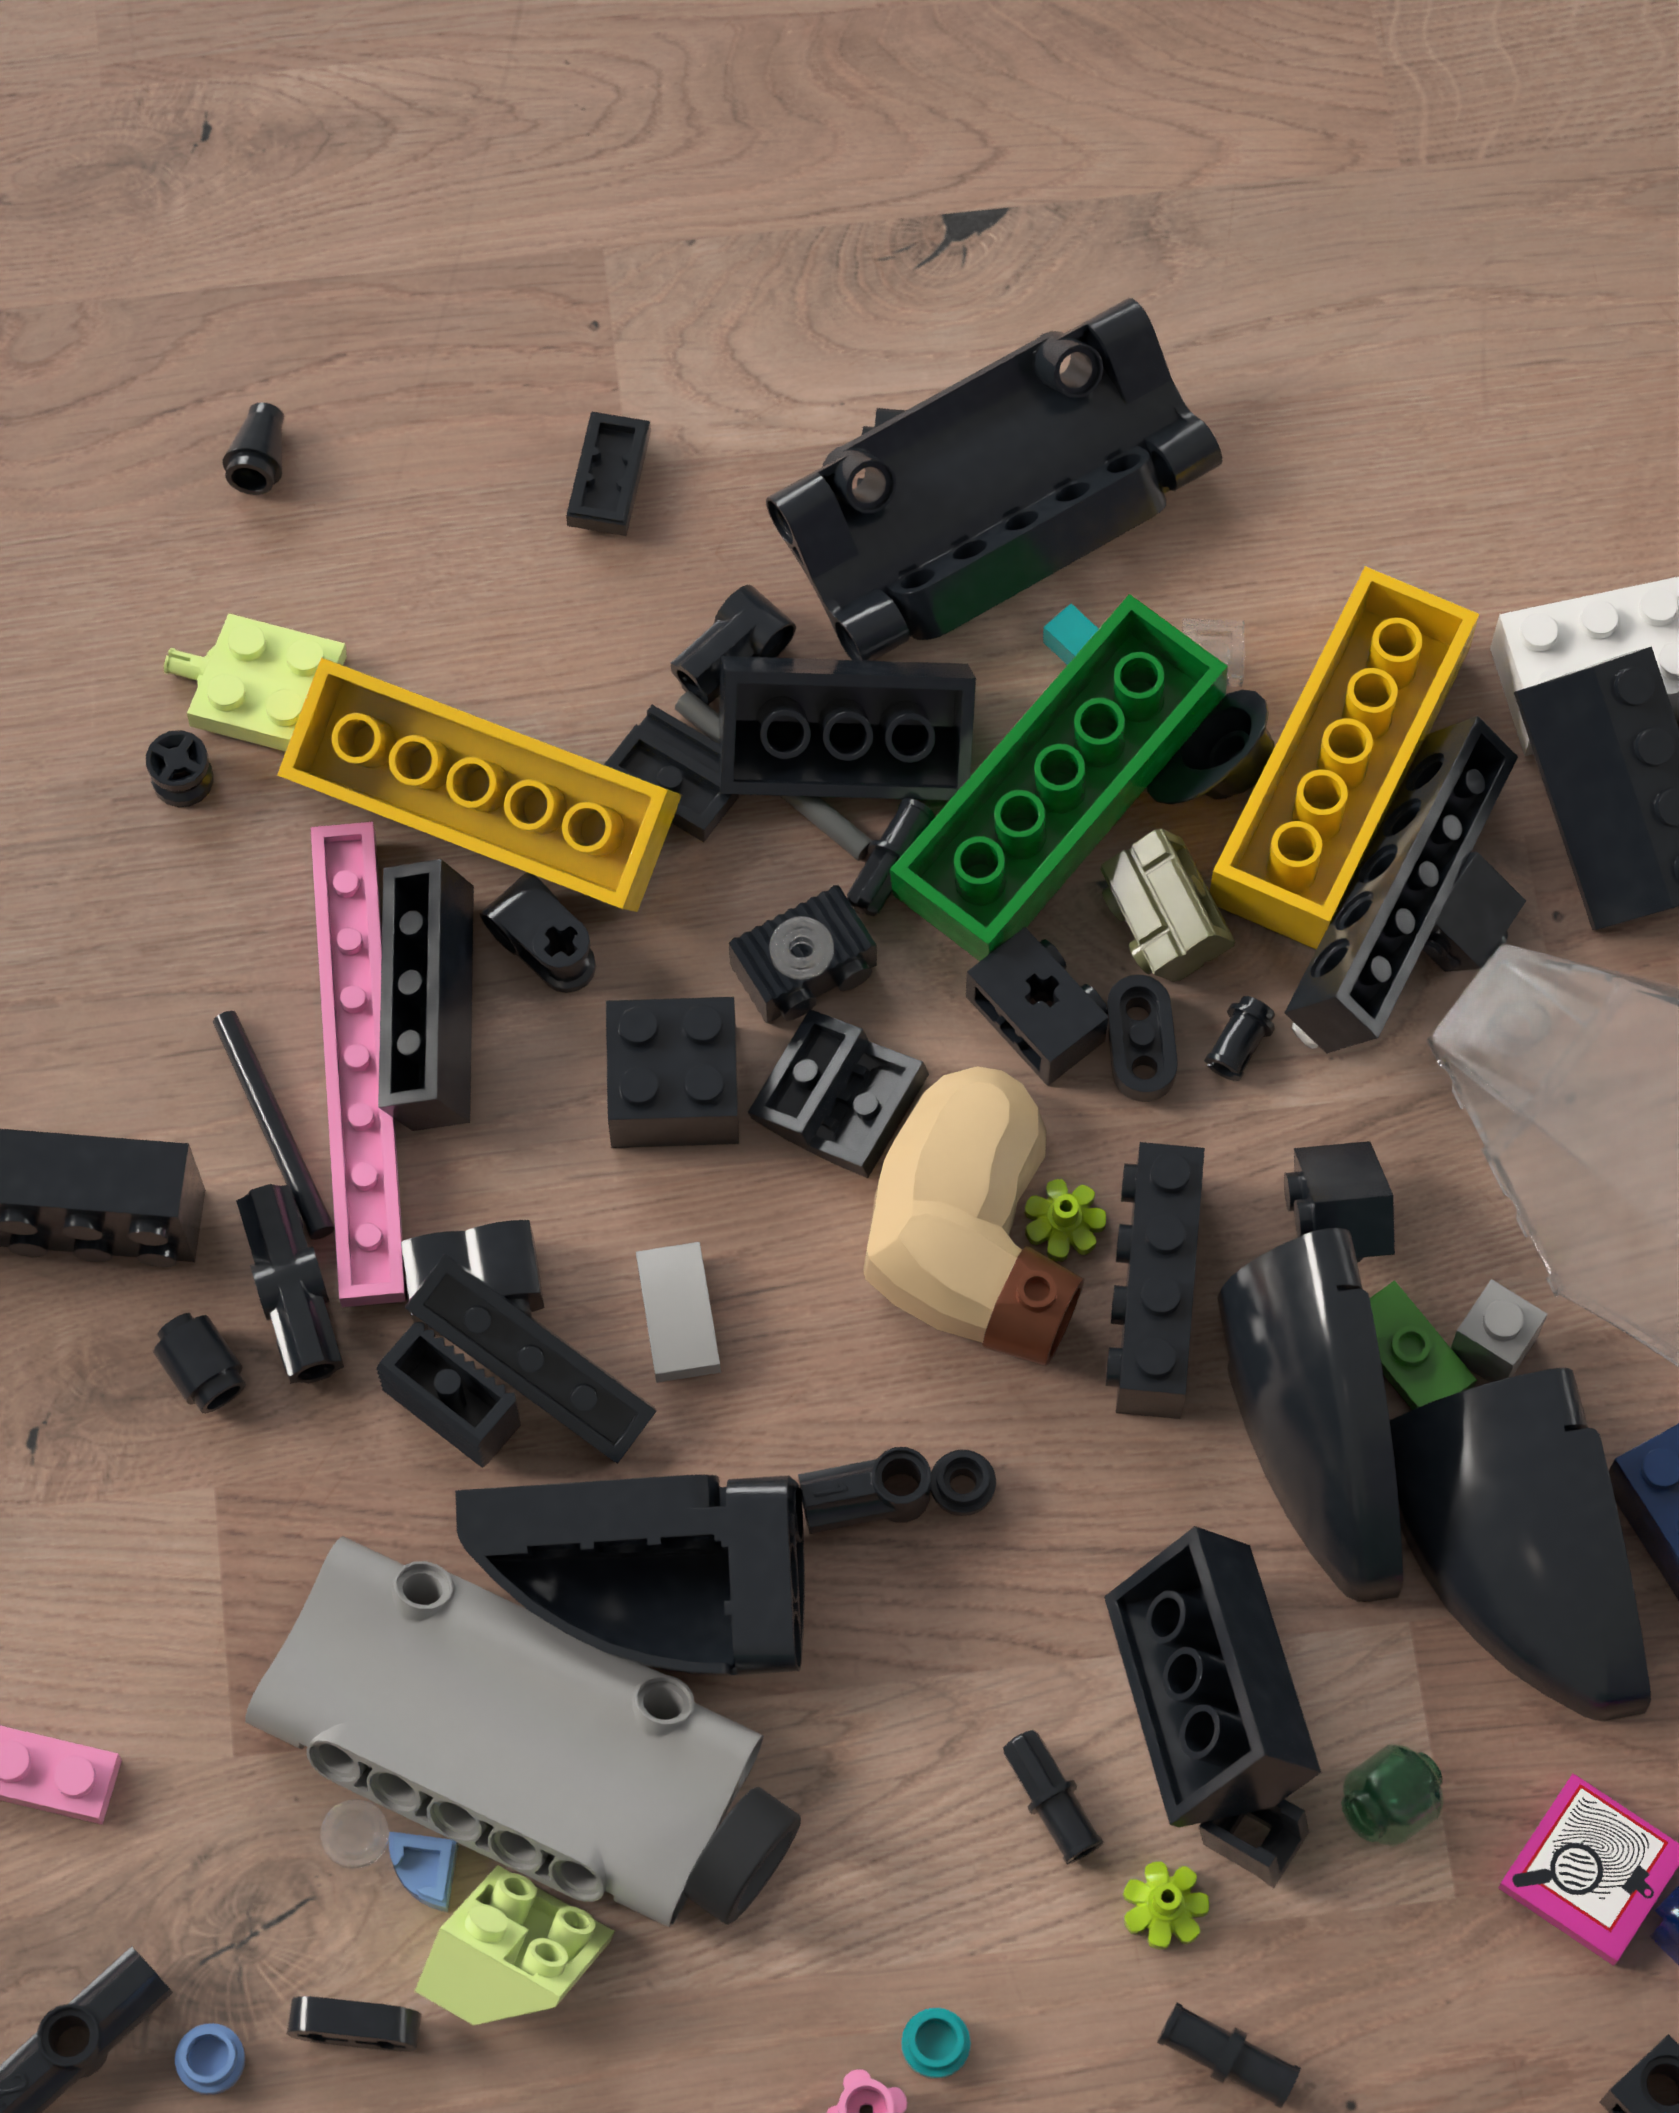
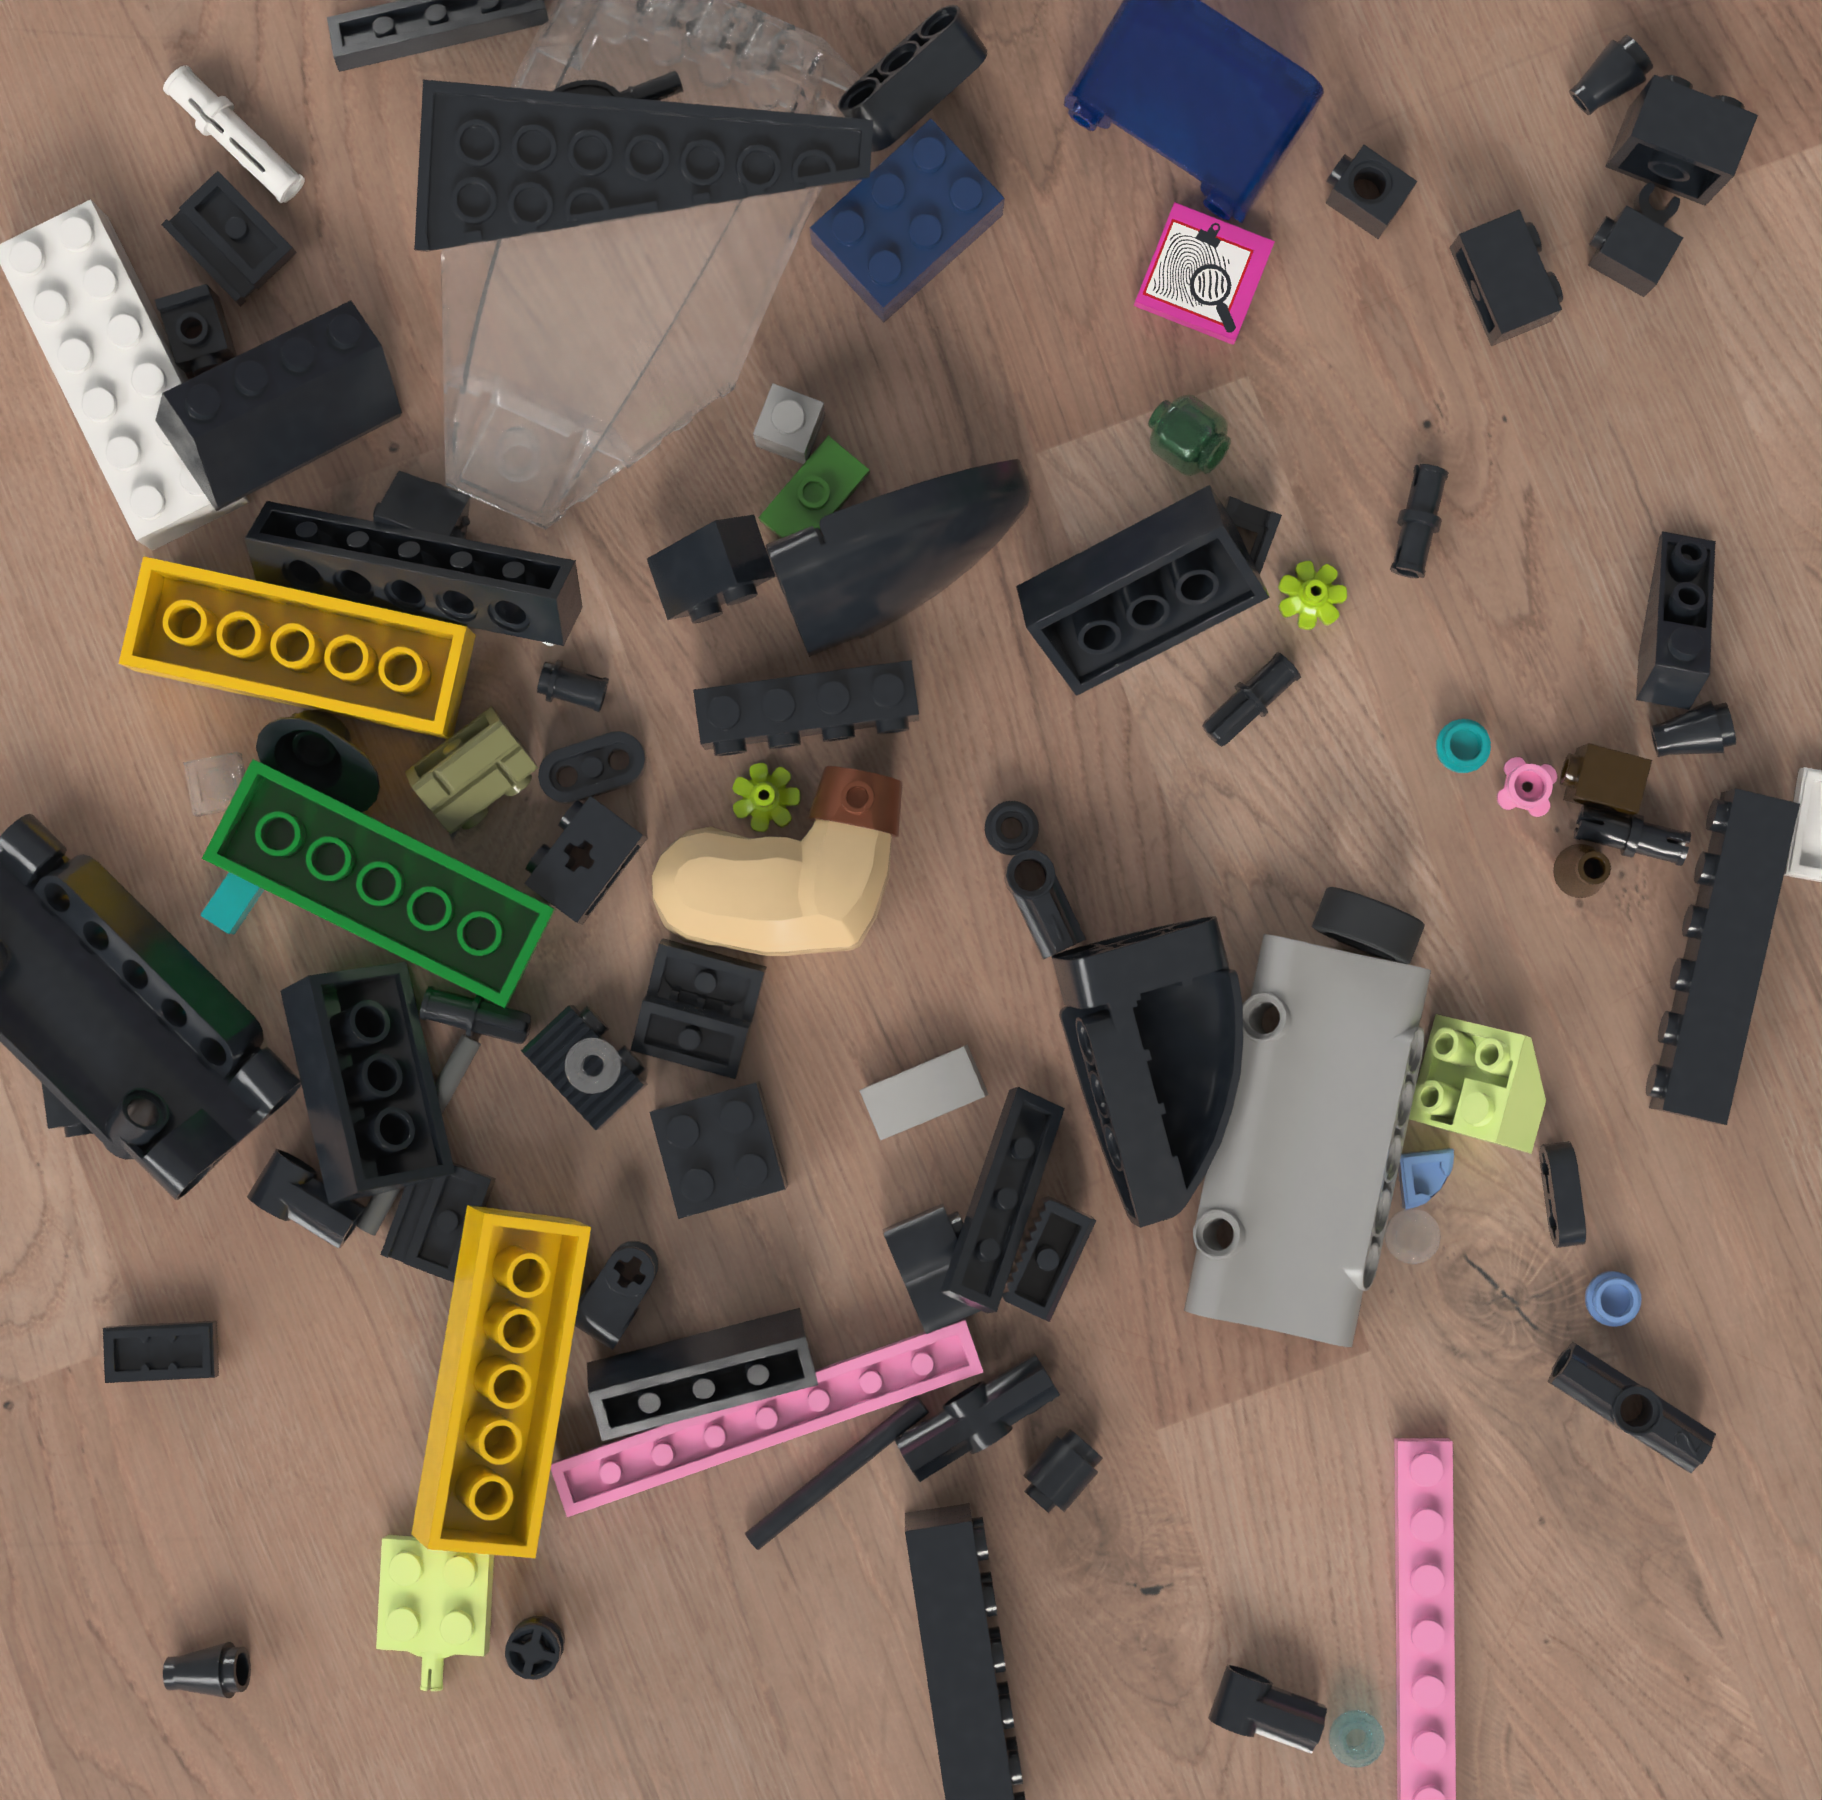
camera: 105 degrees left, 20 degrees up
(1525, 1537) = (956, 369): black panel -> none

